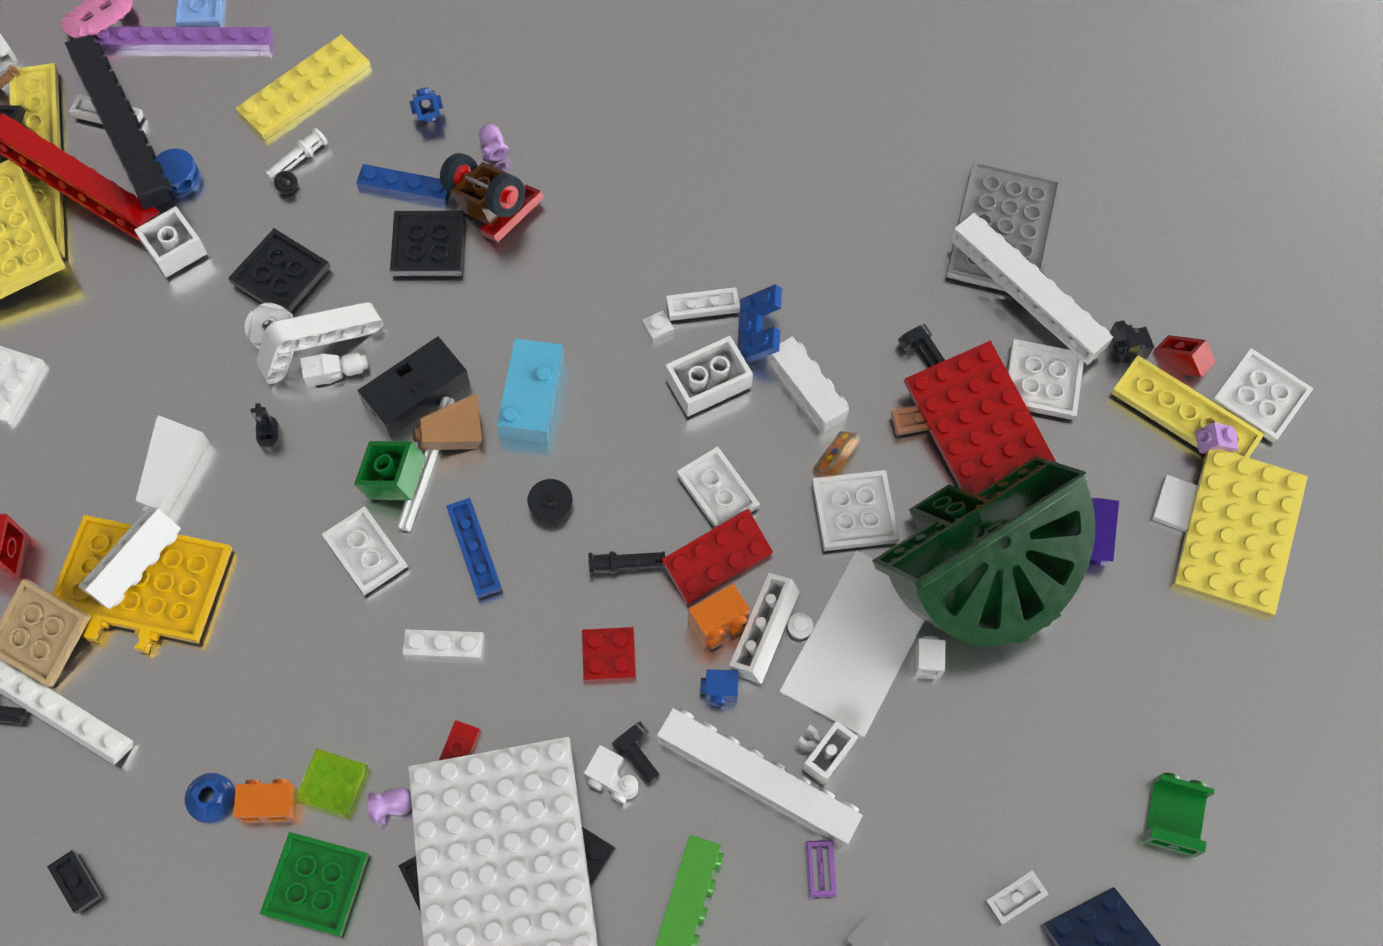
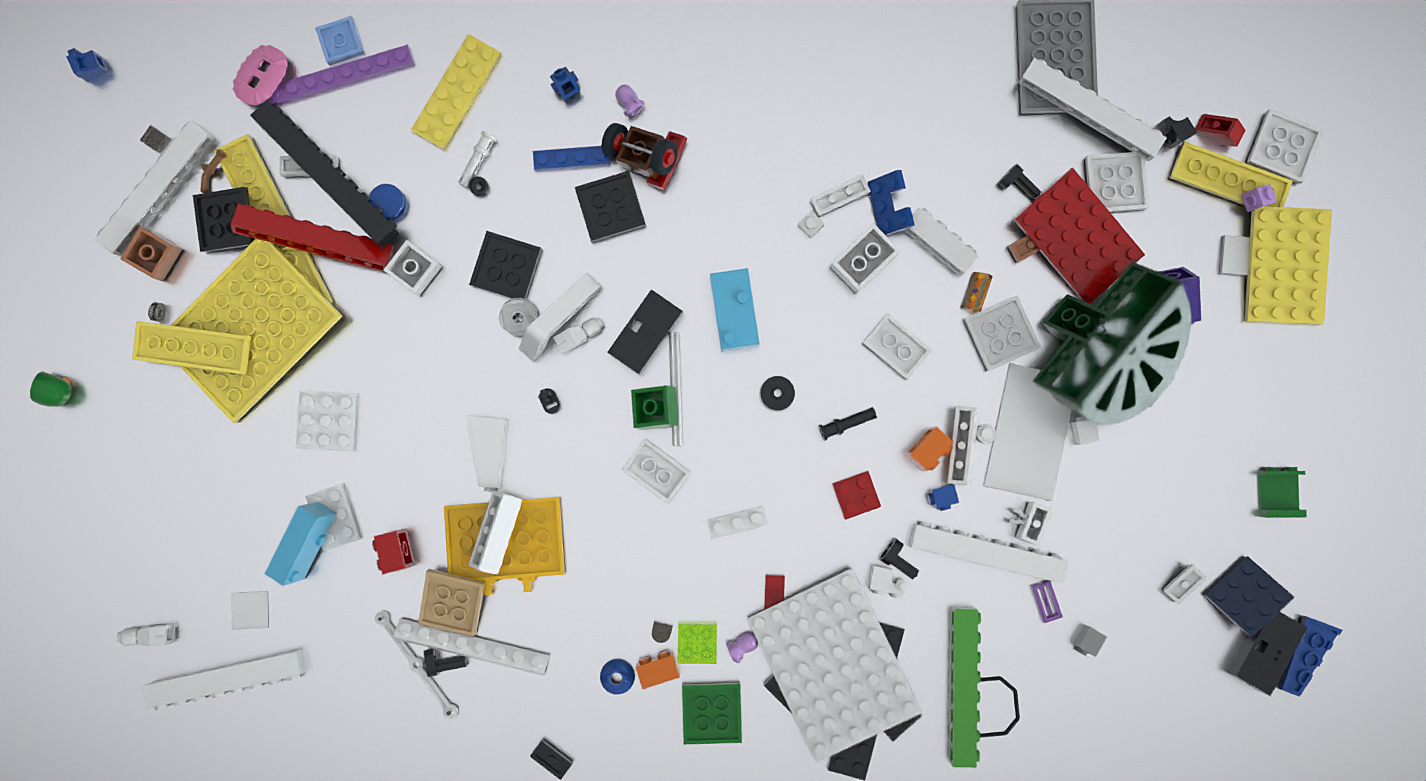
camera: 10 degrees left, 20 degrees up
(291, 755) = (661, 631): none -> clear smoke tile
(451, 427) = (686, 358): medium nougat slope -> none
(474, 548) = (734, 445): blue plate -> none
(716, 556) = (912, 399): red plate -> none

